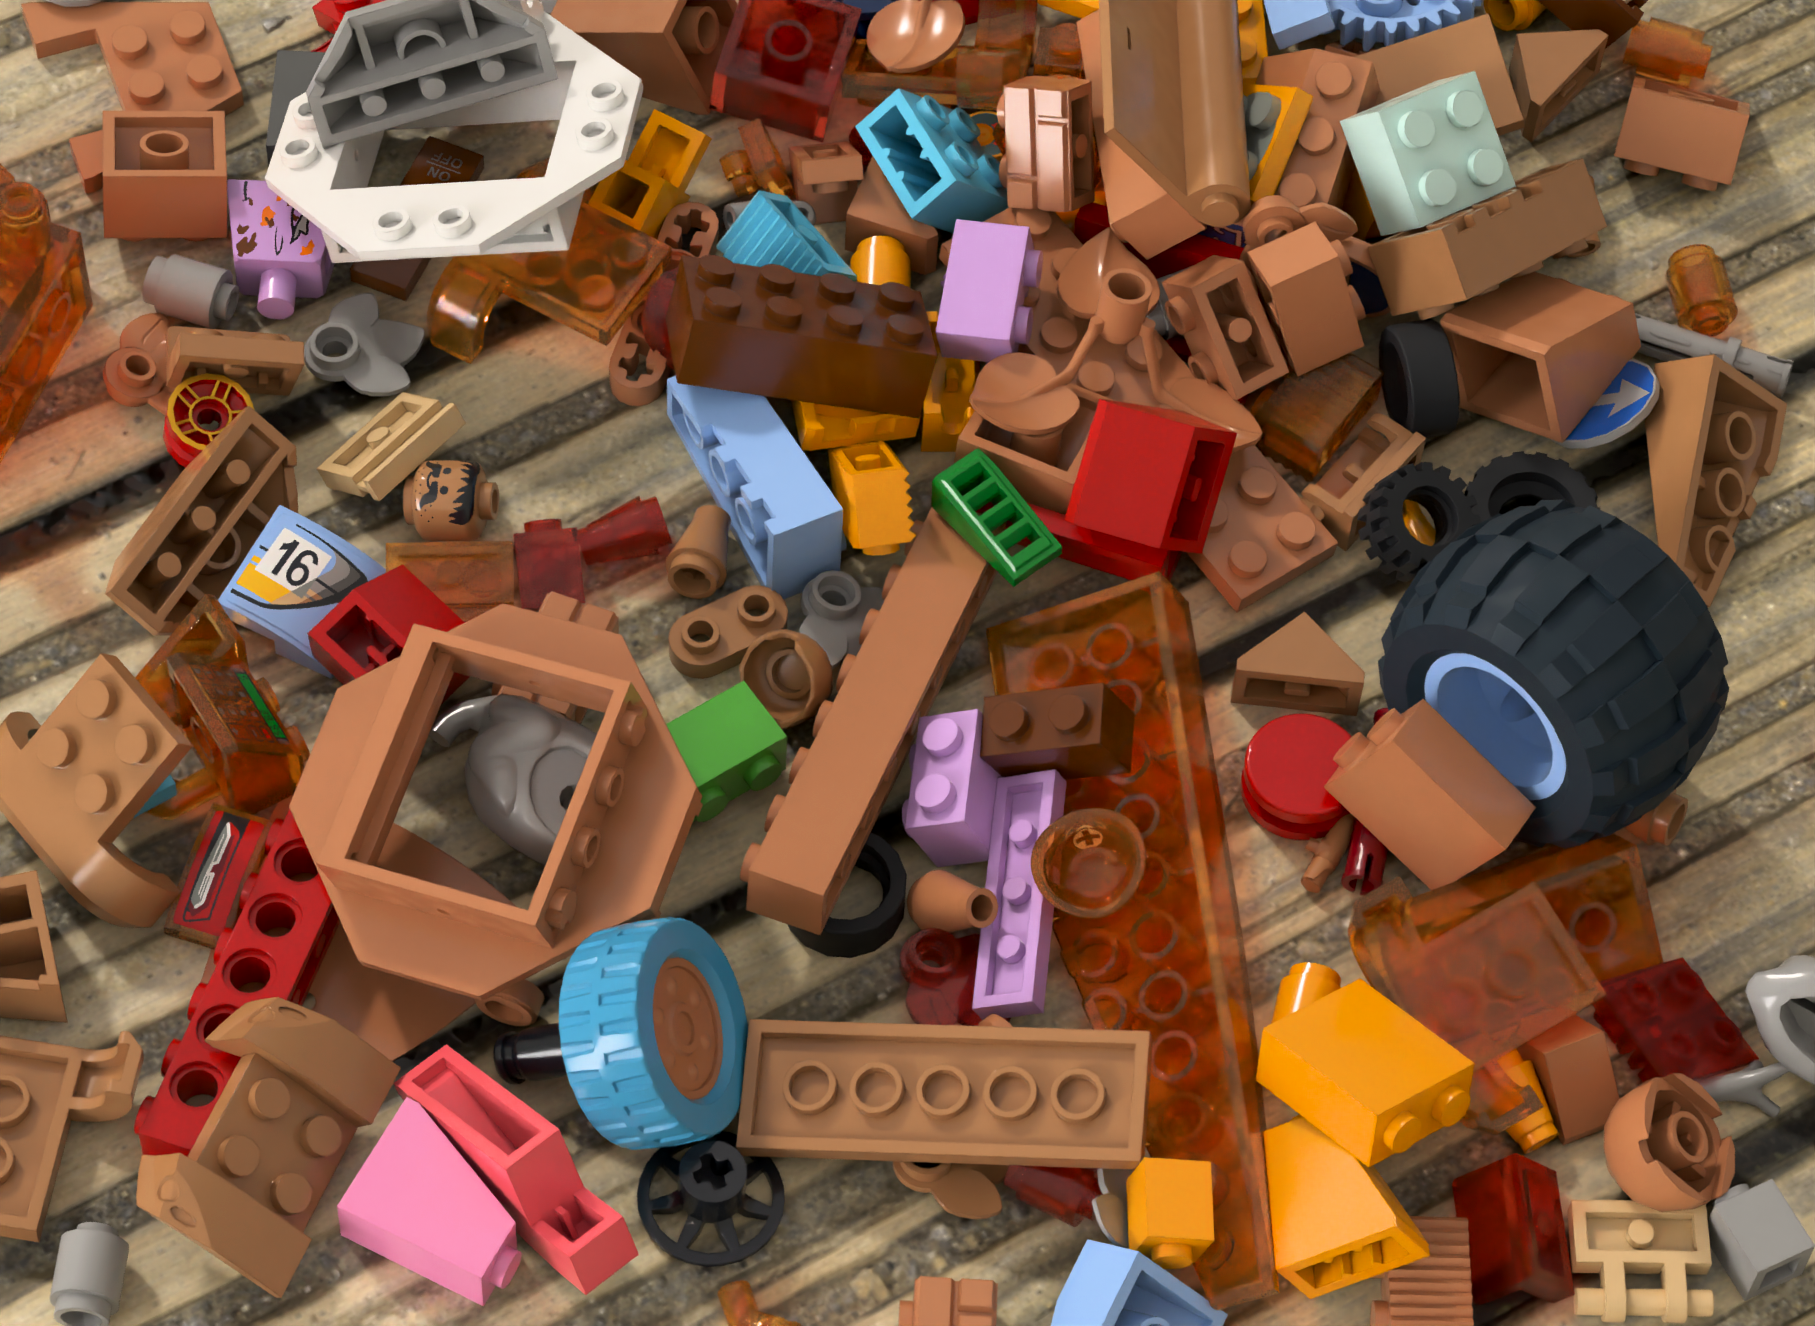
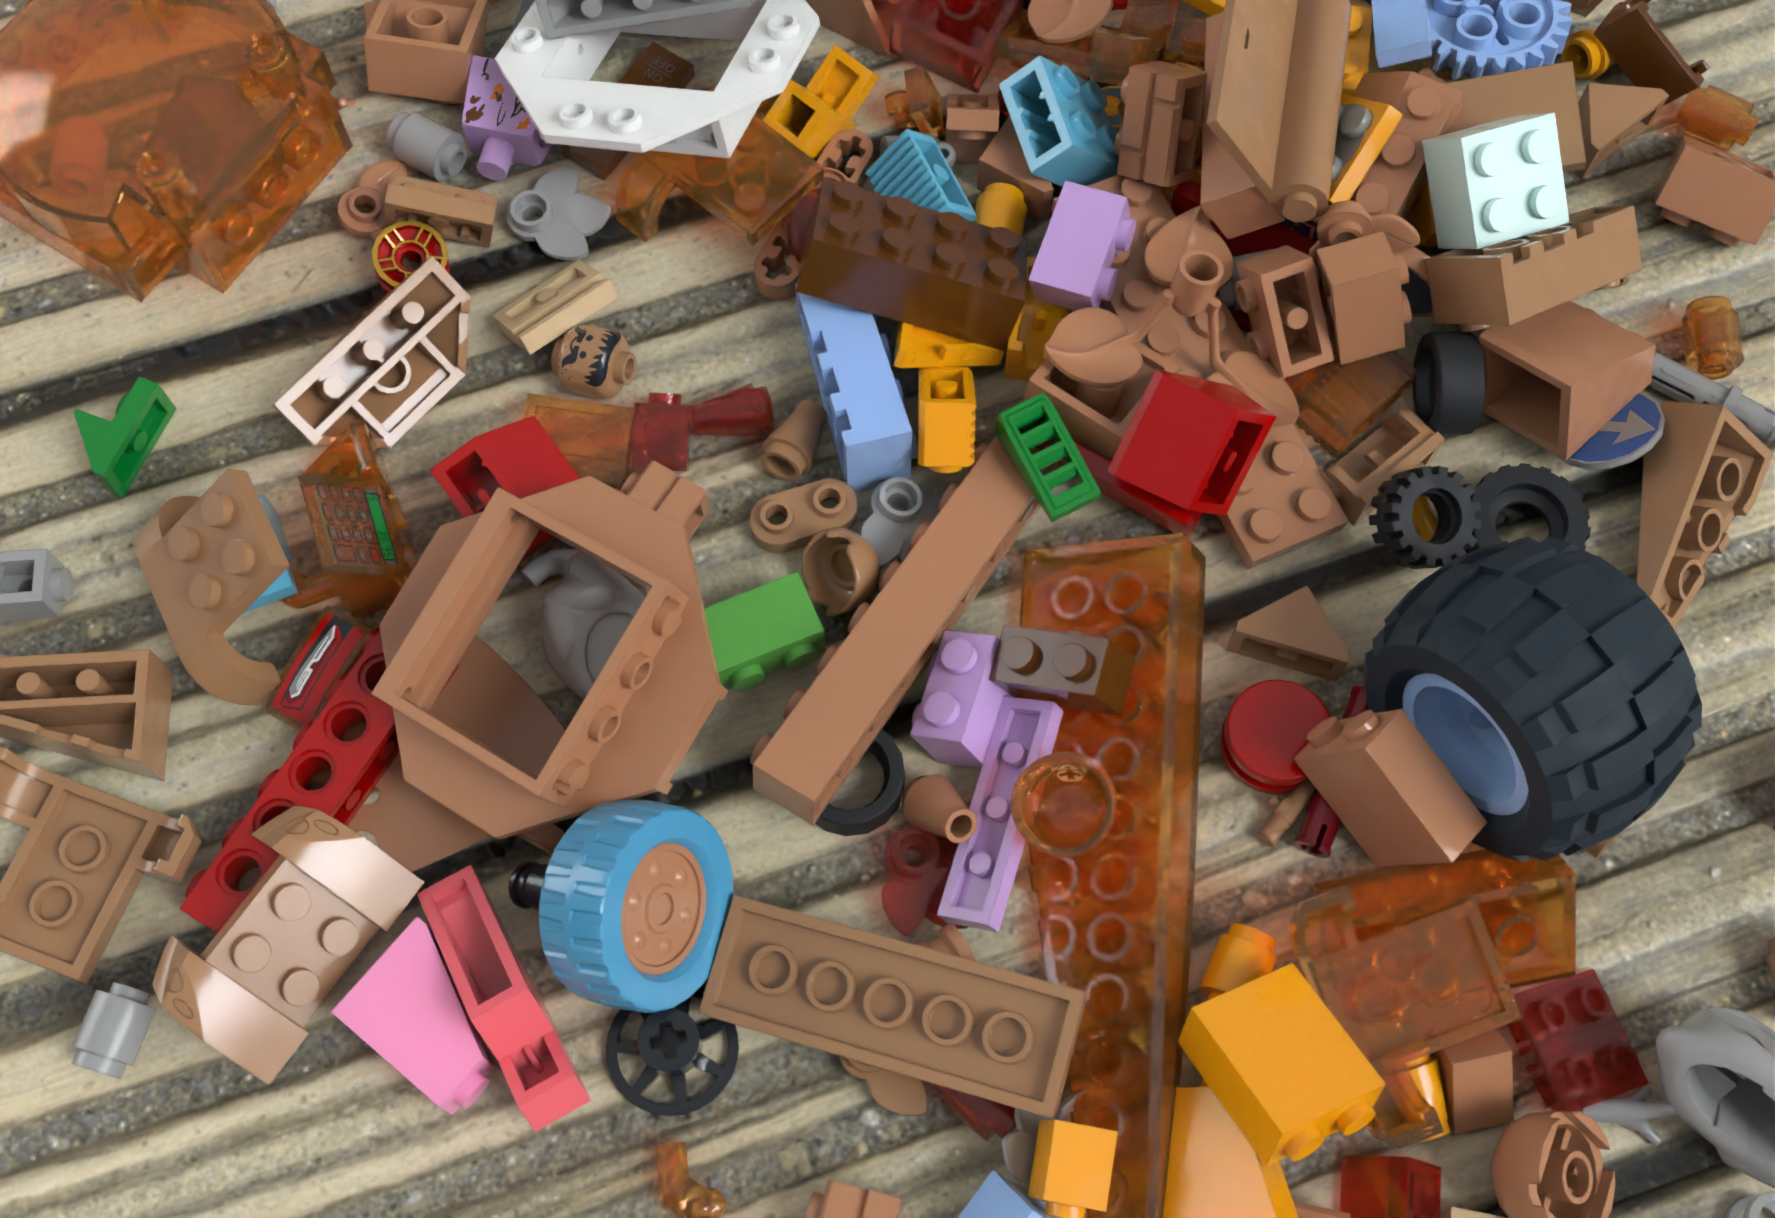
camera: 15 degrees right, 10 degrees up
(293, 582) = (445, 410): slope -> none

